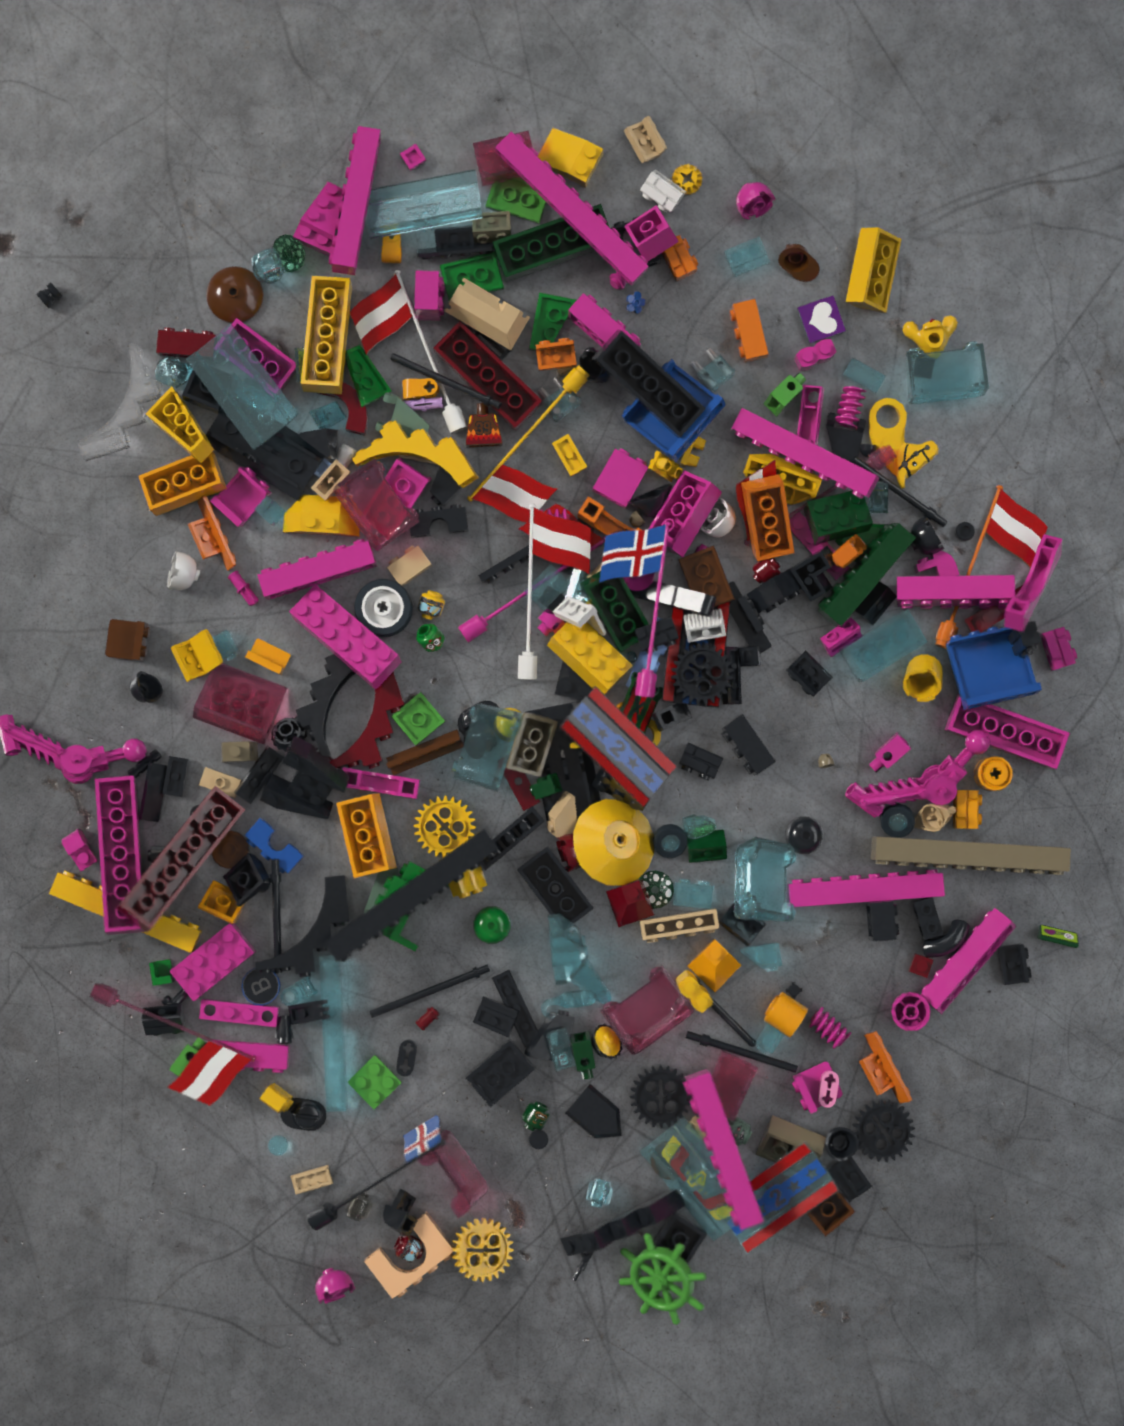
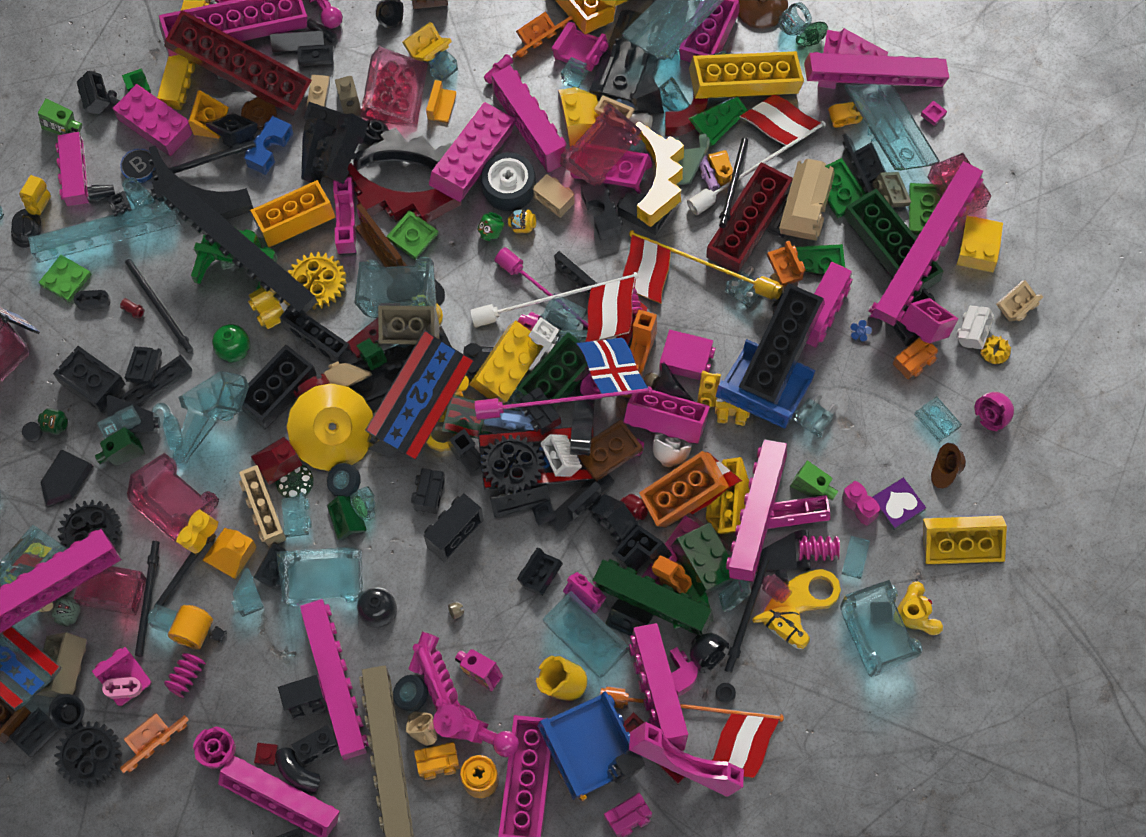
camera: 80 degrees right, 20 degrees down
(182, 572) = (499, 16): white cylinder -> none
(209, 1069) = (51, 131): flag -> none
(239, 1012) = (110, 151): dark pink piece -> none
(429, 295) = (807, 142): dark pink brick -> none
(483, 429) = (698, 227): torso -> none
(569, 455) = (696, 306): yellow plate -> none
(606, 1042) = (131, 462): yellow piece -> none
(749, 330) = (865, 437): orange brick -> none

